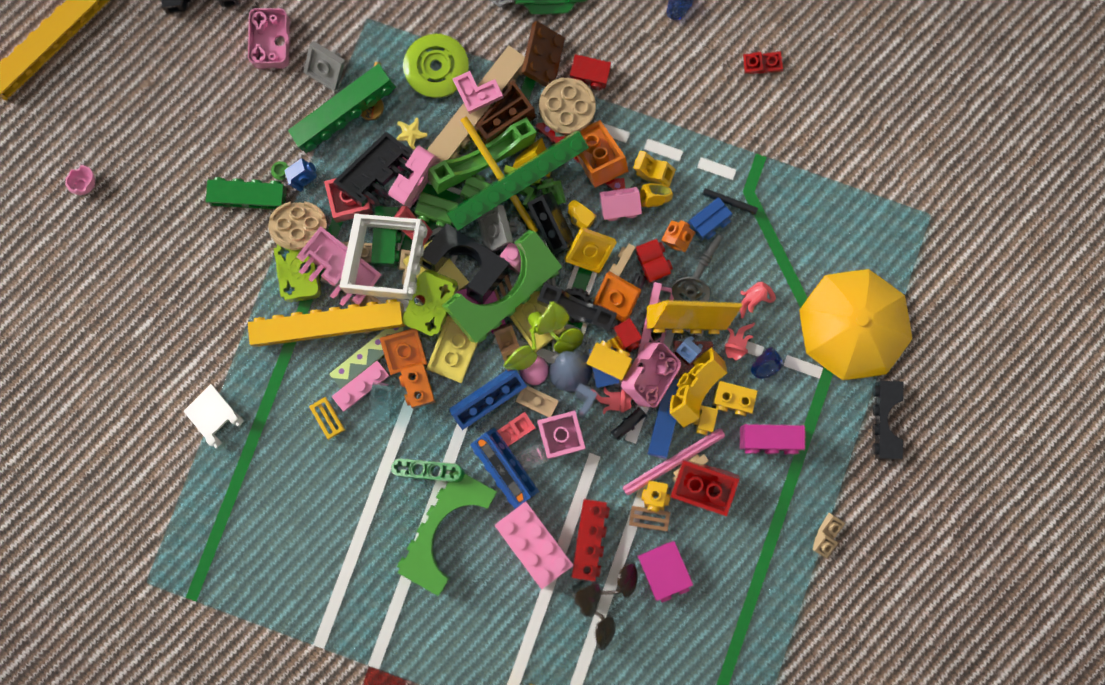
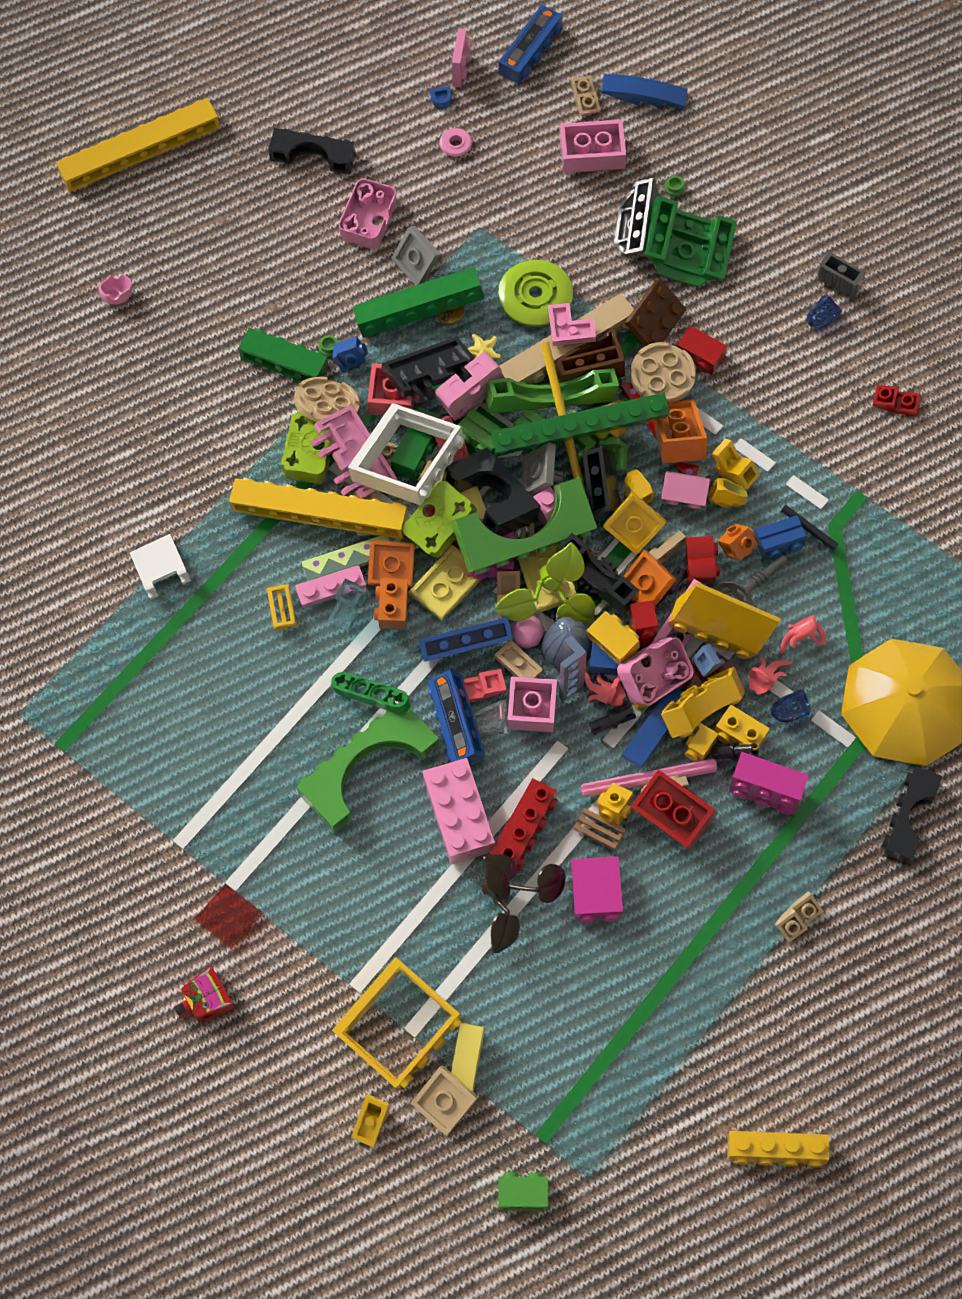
camera: 20 degrees right, 15 degrees down
(736, 419) = (733, 751): none -> black pin

